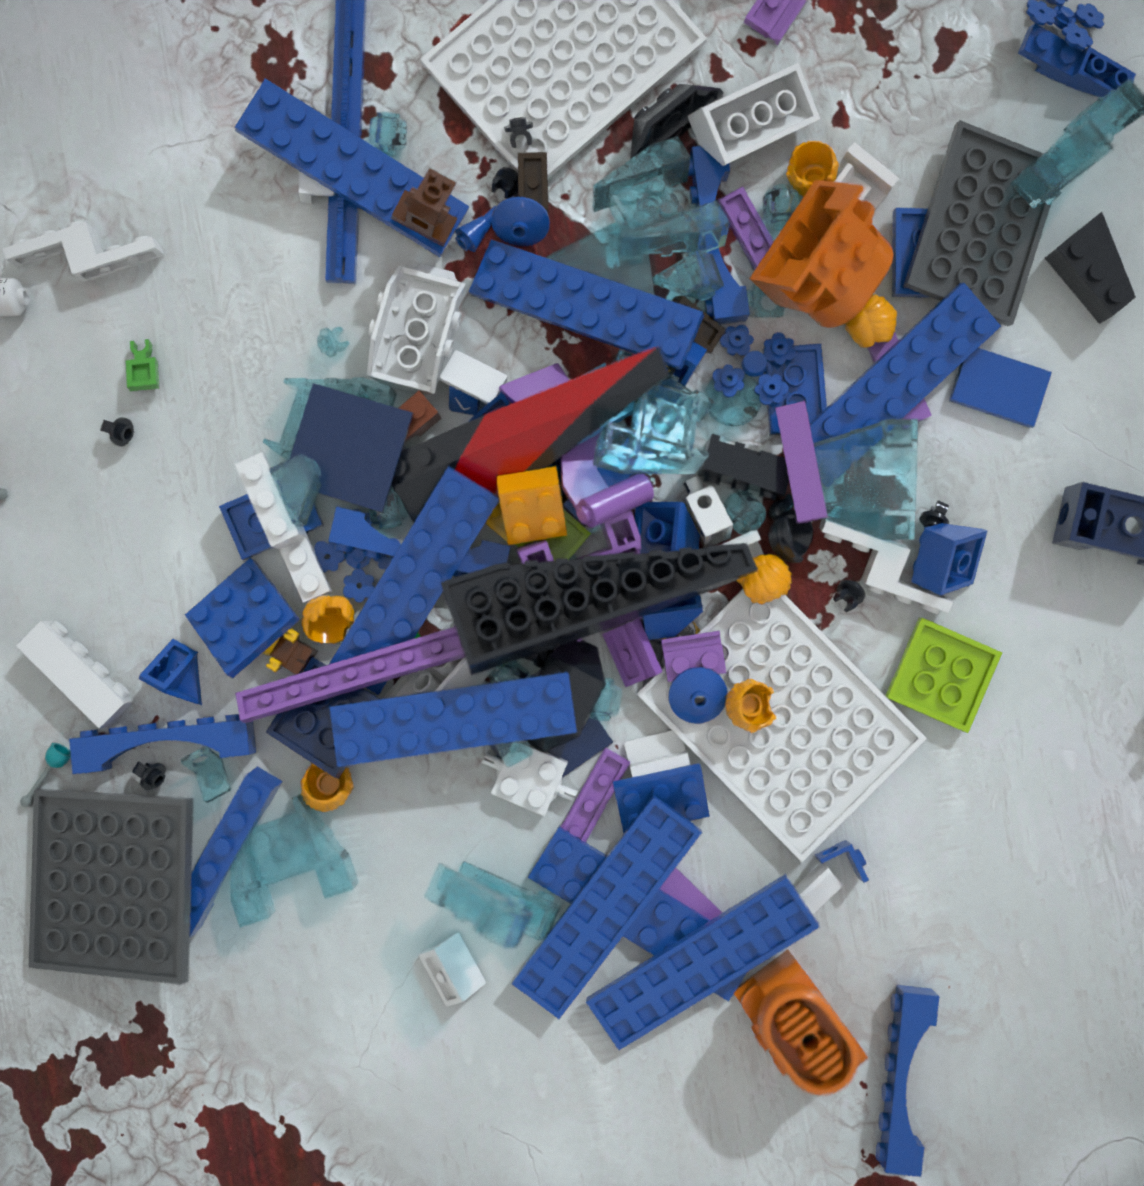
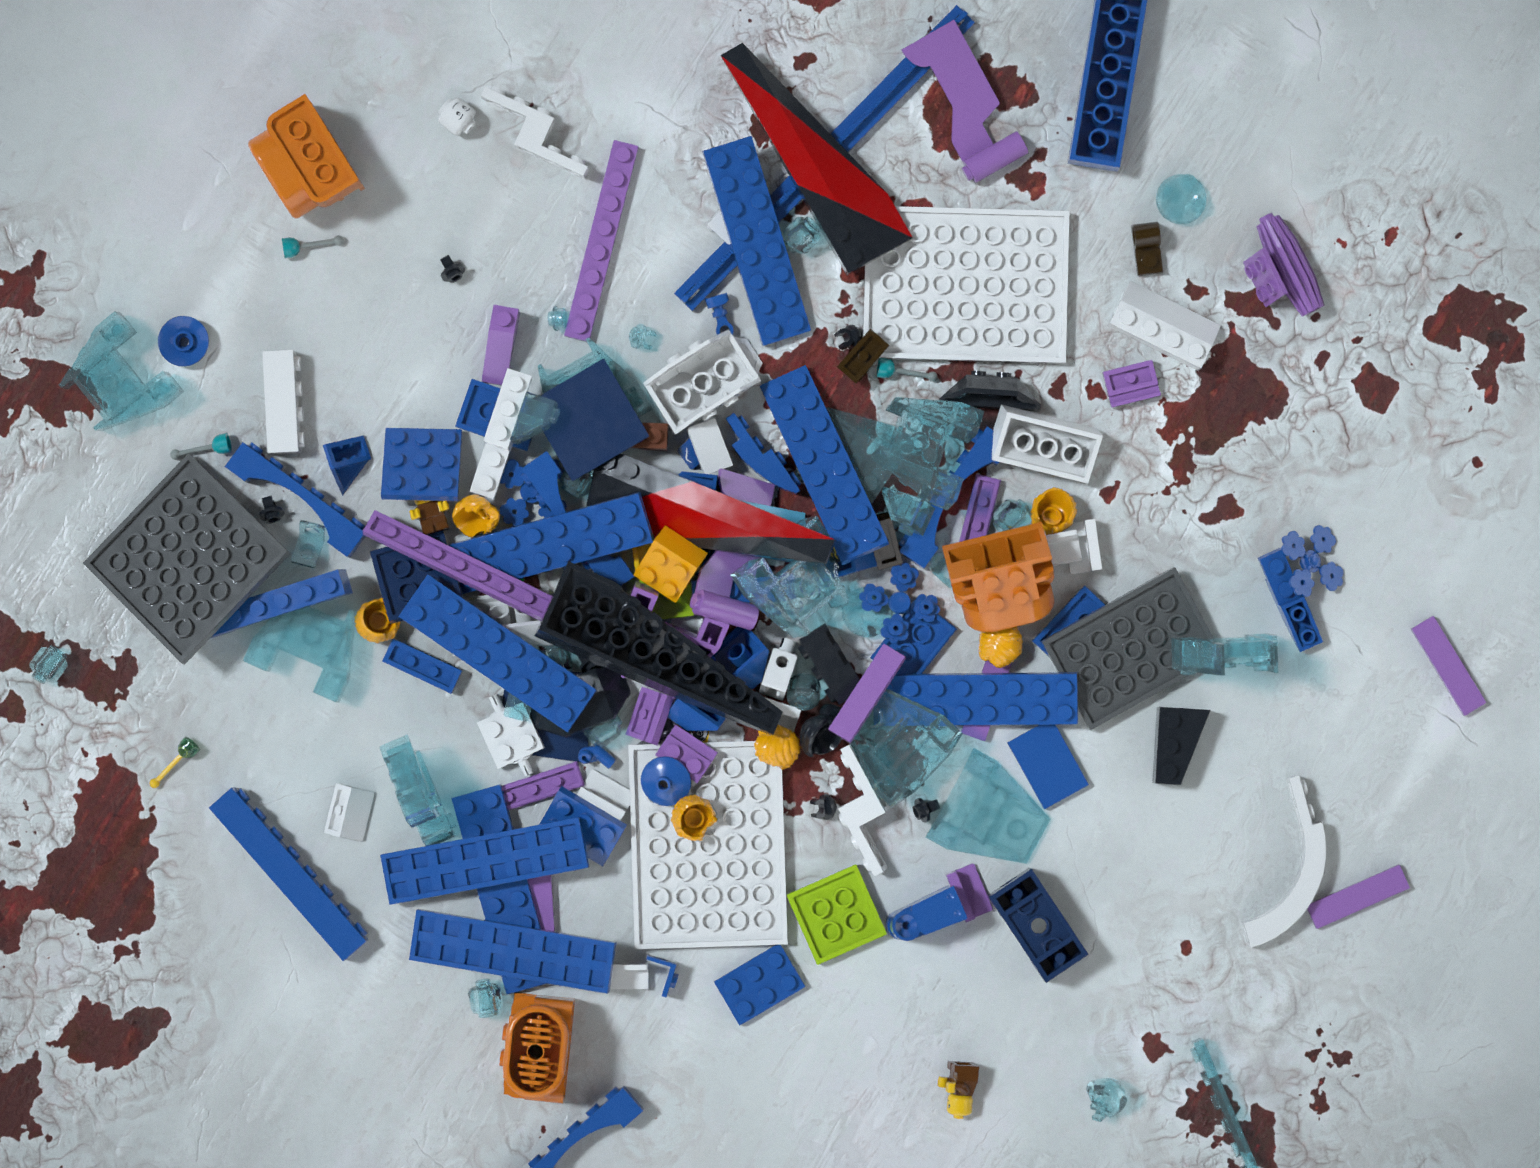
camera: 40 degrees right, 0 degrees up
(77, 1082) = (48, 664): none -> clear light blue head
(142, 371) = (502, 244): bright green plate -> none
(214, 452) = (500, 343): none -> medium lavender slope
(224, 292) = (601, 240): none -> medium lavender plate
(246, 390) = (557, 318): none -> clear light blue plate
(263, 1043) = (187, 749): none -> hinge
(368, 255) = (716, 303): none -> blue piece
(383, 66) = (837, 190): none -> wedge
(400, 788) = (422, 666): none -> blue plate
(426, 208) = (778, 315): reddish brown tile -> none
(448, 1070) = (288, 873): none -> blue brick
(471, 234) = (797, 350): blue cone -> none
(517, 127) = (886, 310): black plate -> none
(520, 221) = (832, 373): blue dish -> none
(537, 352) = (767, 465): none -> blue slope
(561, 179) = (887, 368): none -> hinge
(616, 725) = (593, 754): none -> blue arm
(714, 1023) = (485, 998): none -> clear light blue head
(932, 794) = (759, 984): none -> blue plate
(948, 557) = (907, 841): blue slope -> none
(992, 471) = (989, 814): none -> clear light blue wedge
(1025, 604) = (926, 915): none -> blue piece
(1035, 555) = (970, 891): none -> medium lavender panel

